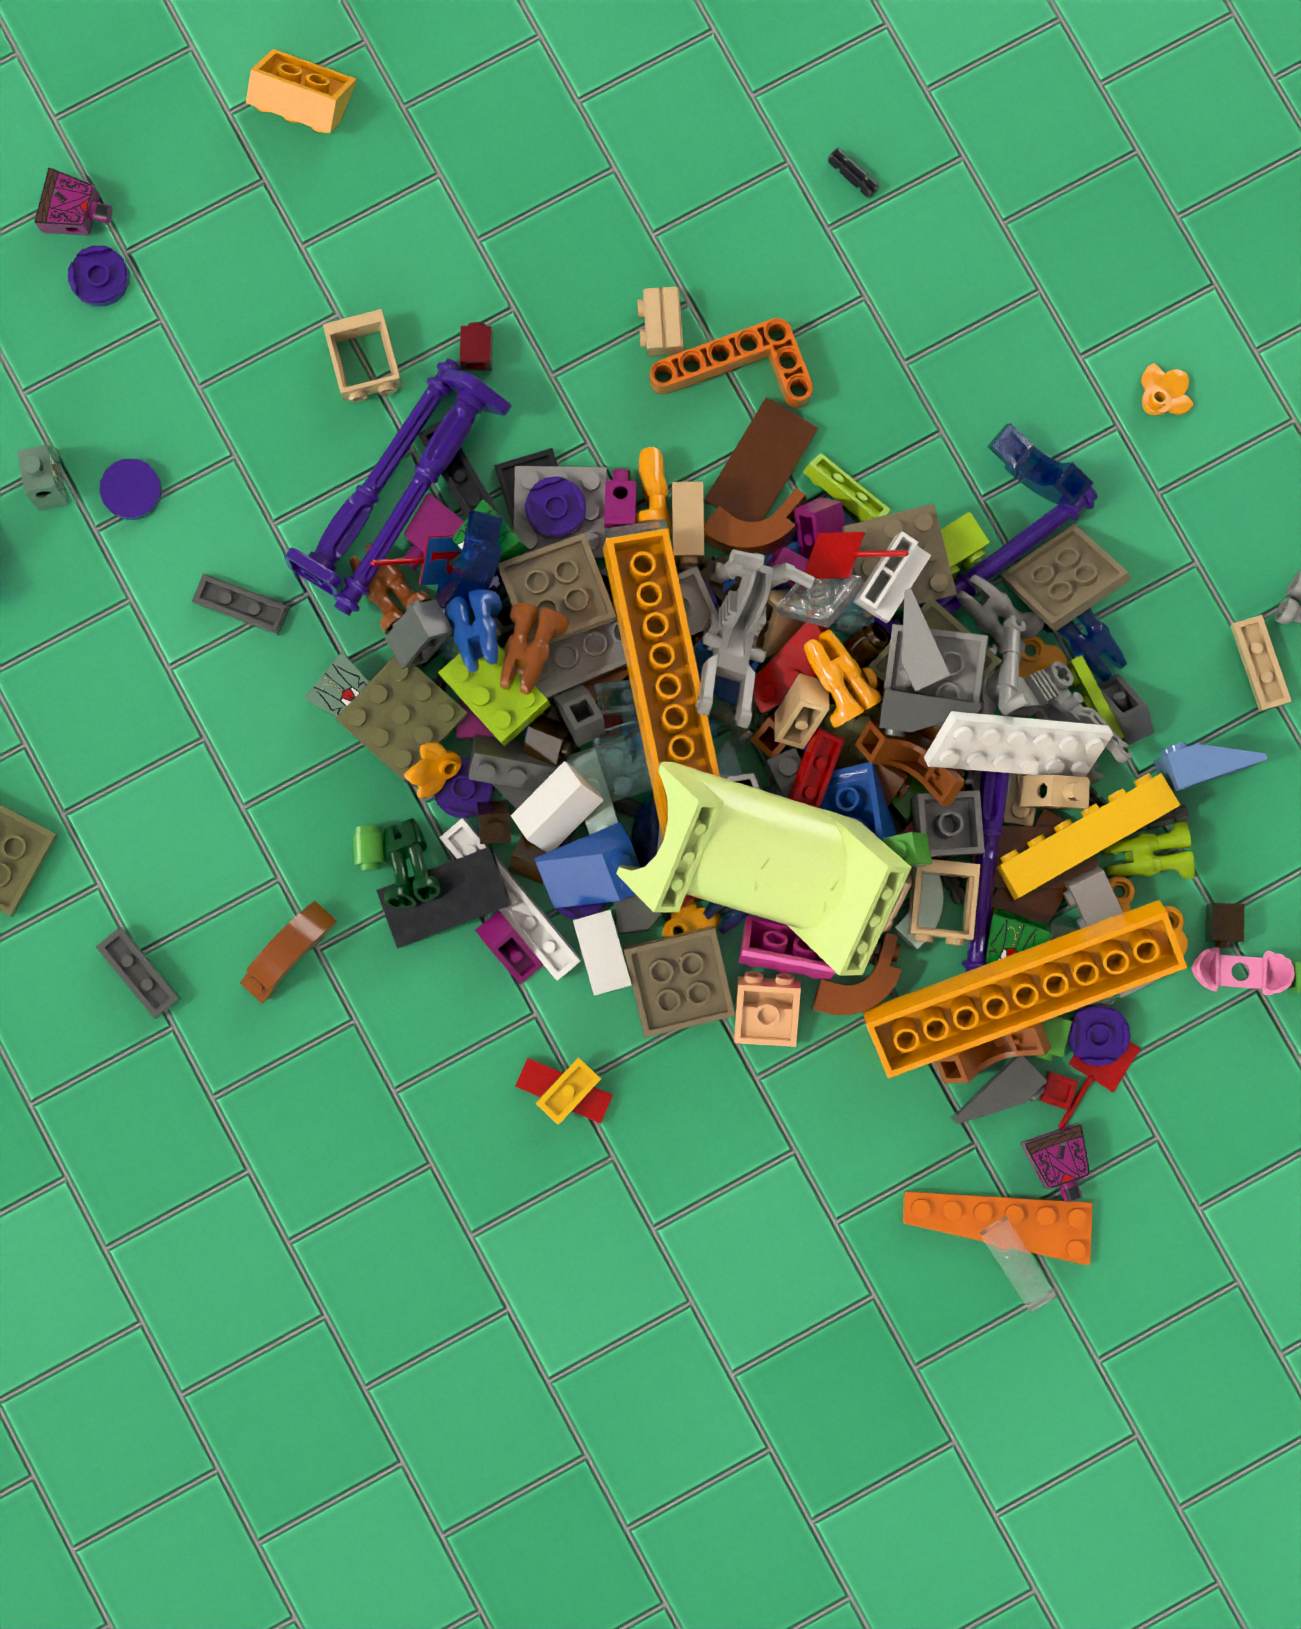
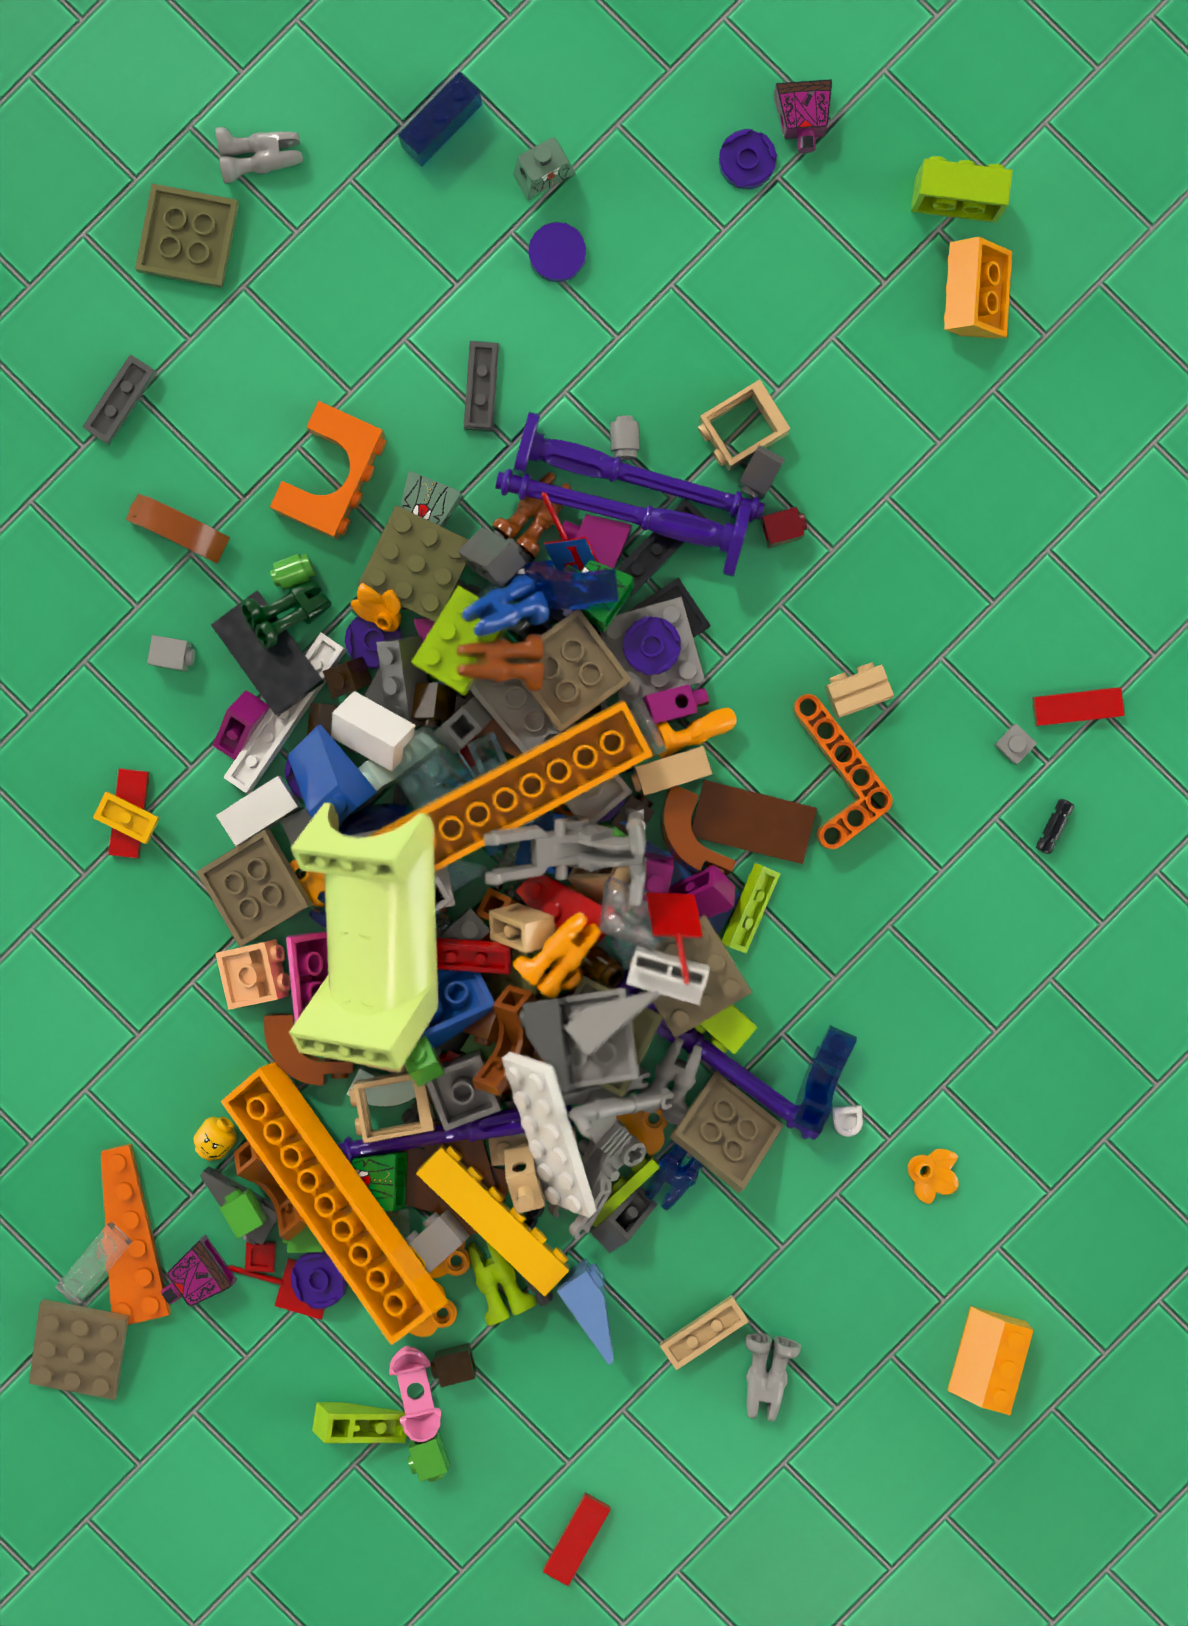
camera: 75 degrees right, 5 degrees up
(198, 75) = (961, 189): none -> lime brick
(260, 741) = (331, 511): none -> orange arch
(338, 475) = (625, 437): none -> light grey brick
(414, 996) = (171, 653): none -> light grey brick
(415, 351) = (760, 473): none -> dark grey slope
(741, 116) = (1078, 706): none -> red tile
(760, 187) = (1015, 744): none -> light grey plate
(923, 1099) = (215, 1138): none -> yellow head
(1008, 1087) = (243, 1212): none -> bright green brick
(1088, 458) = (847, 1119): none -> white tile
(1101, 1306) = (78, 1349): none -> dark tan plate
(1257, 1040) = (357, 1423): none -> lime slope

